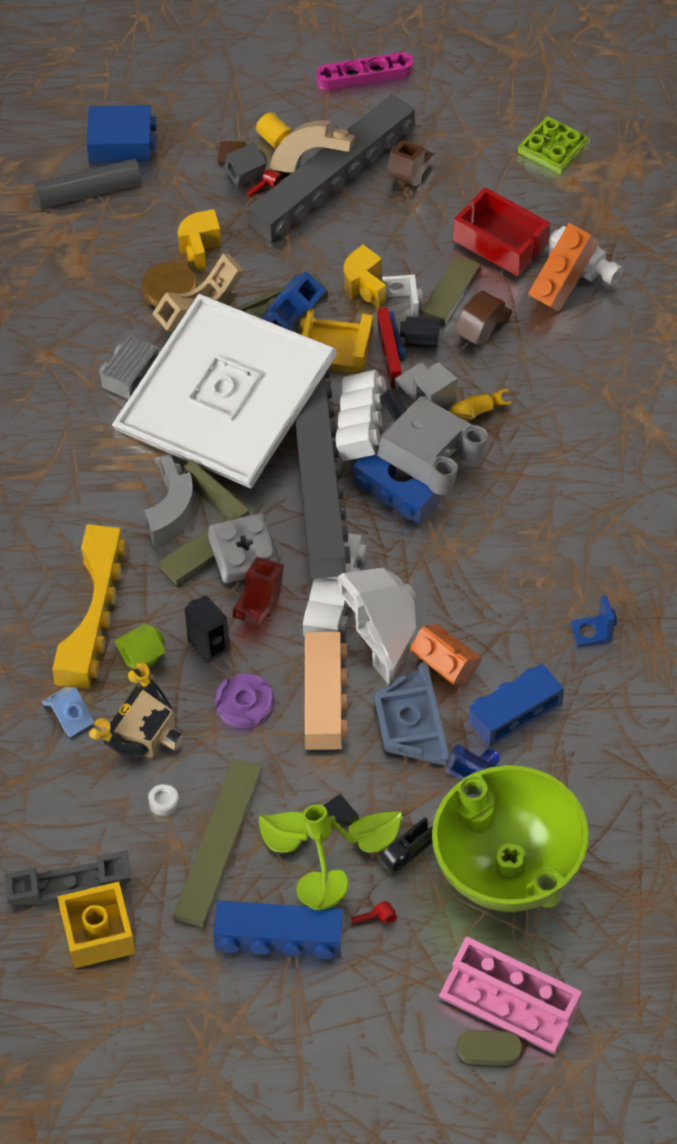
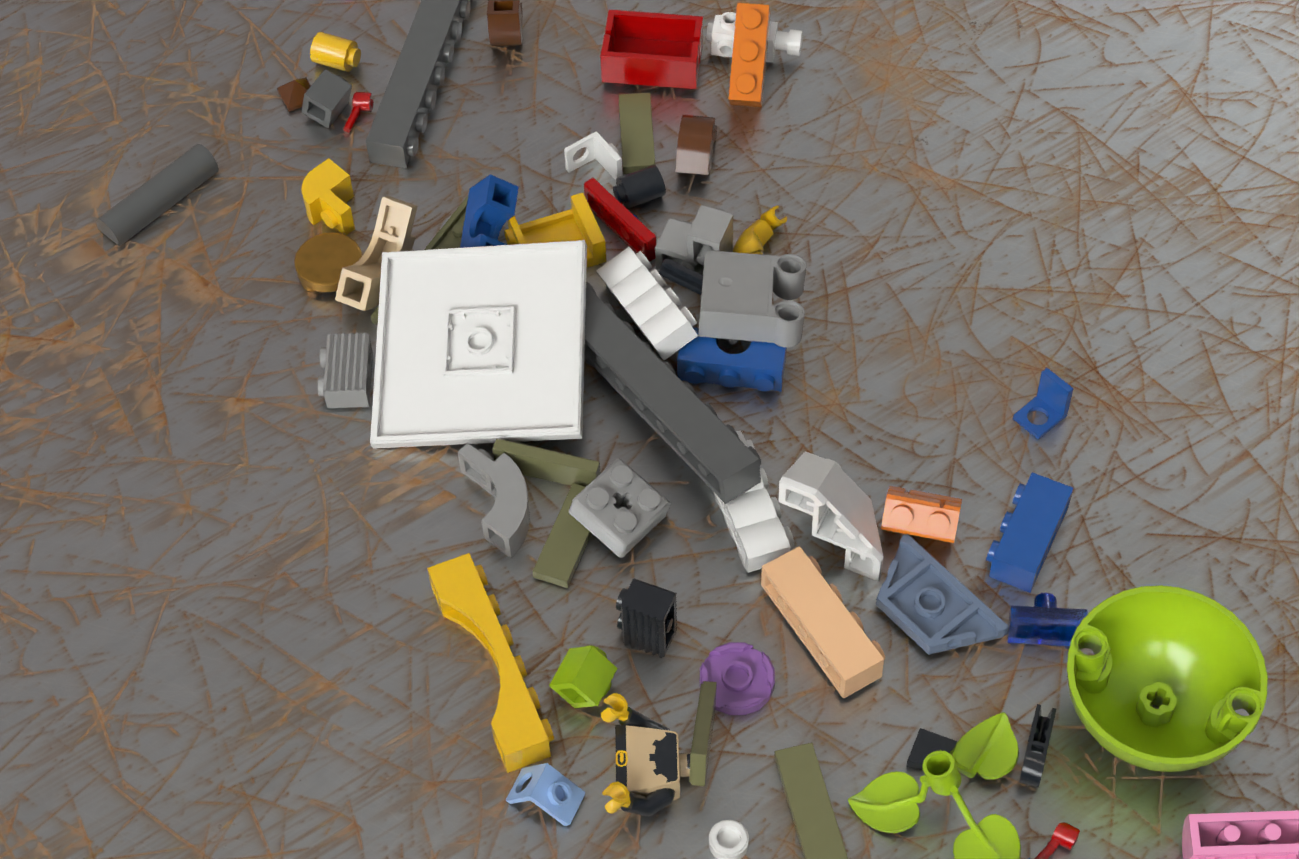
camera: 30 degrees left, 0 degrees up
(120, 133) = (161, 125): blue brick -> none
(187, 720) = (703, 733): none -> olive tile
(260, 592) = (674, 546): clear red brick -> none
(307, 136) = (380, 40): tan arch -> none
(362, 276) = (536, 162): yellow brick -> none

